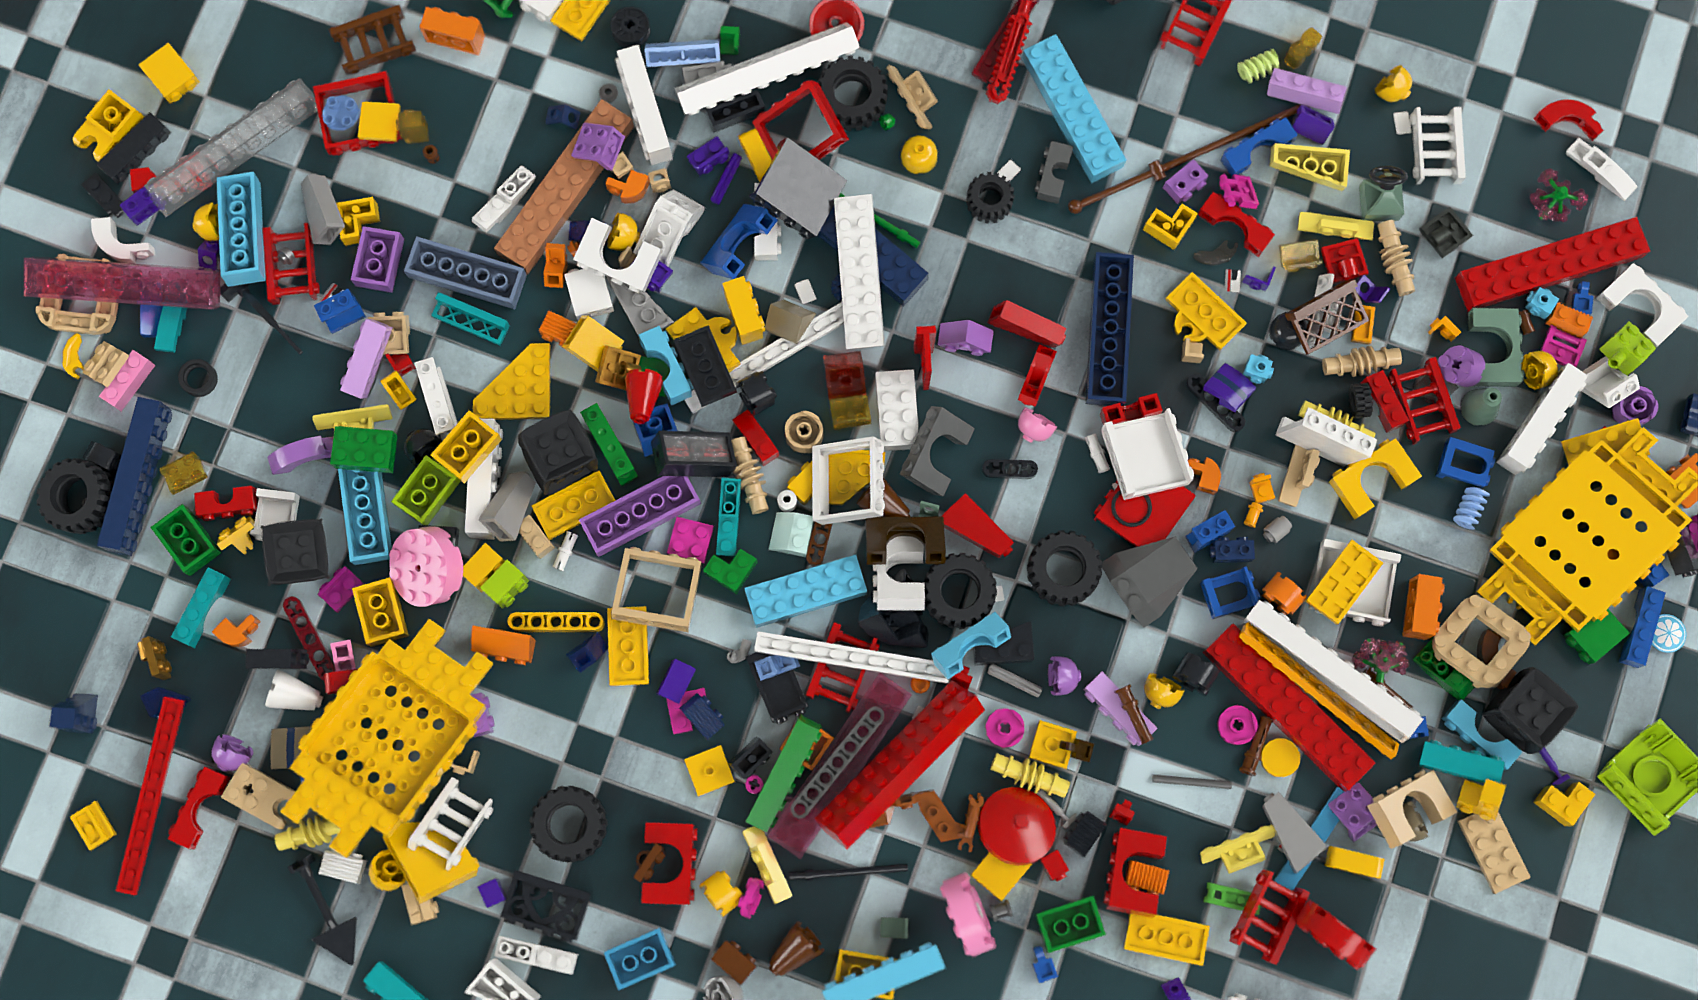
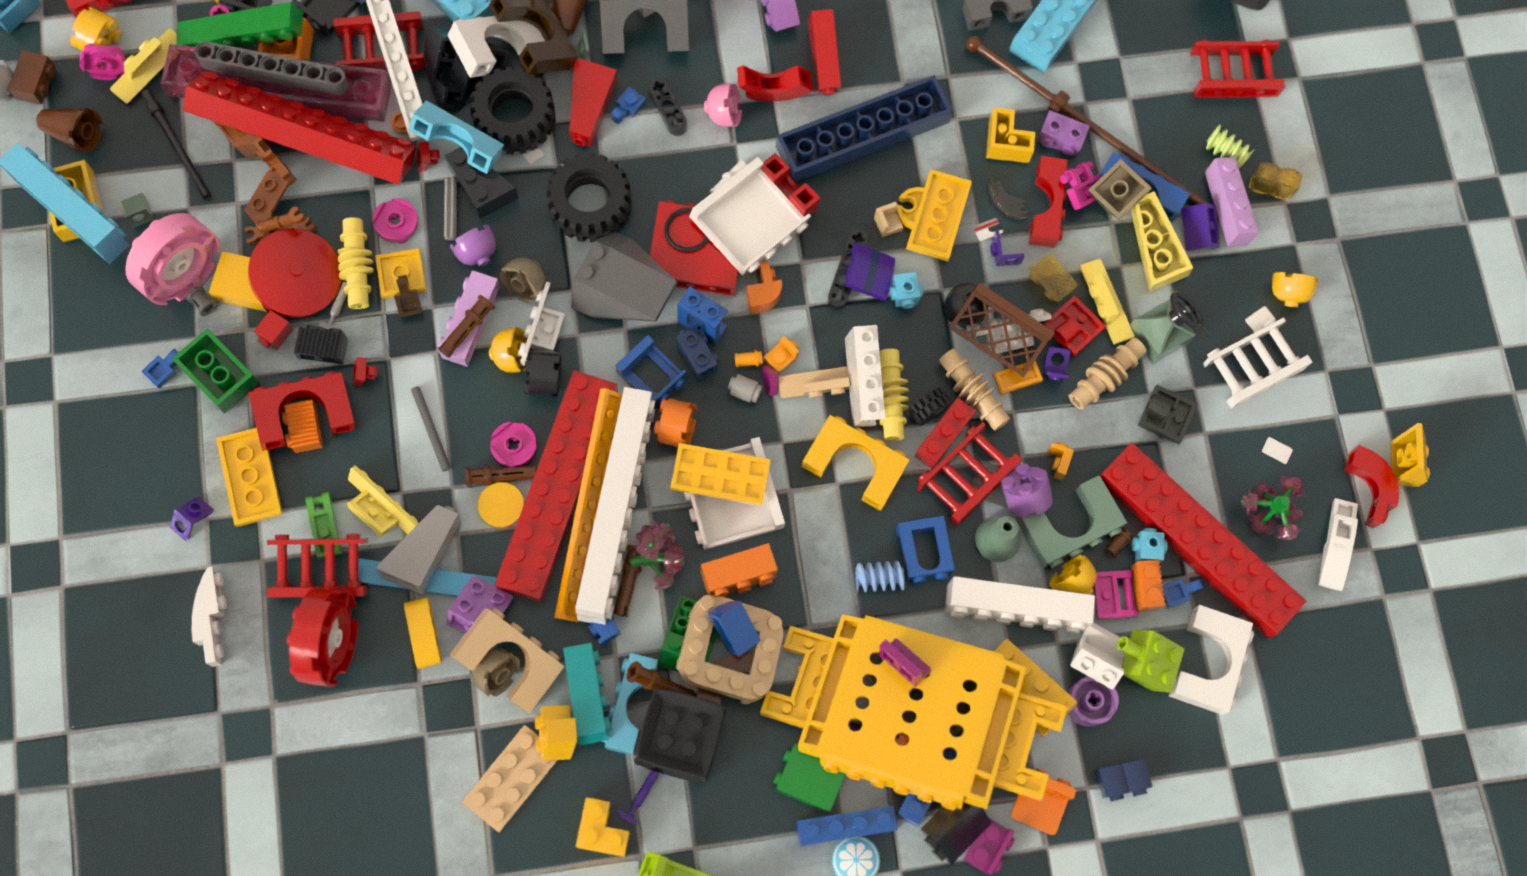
camera: 55 degrees right, 5 degrees down
(992, 497) = (628, 103): none -> blue plate
(1107, 649) = (524, 278): none -> dark tan cylinder
(1156, 656) = (545, 327): none -> white bracket
(1261, 167) = (1119, 189): none -> dark tan slope
(1278, 507) = (770, 380): none -> magenta tile
(1470, 631) = (734, 627): none -> blue brick
(1478, 710) = (651, 679): none -> reddish brown pin
(1508, 169) = (1277, 450): none -> white sticker
(1557, 522) = (904, 661): none -> magenta bracket
(1565, 82) = (1410, 457): none -> yellow slope

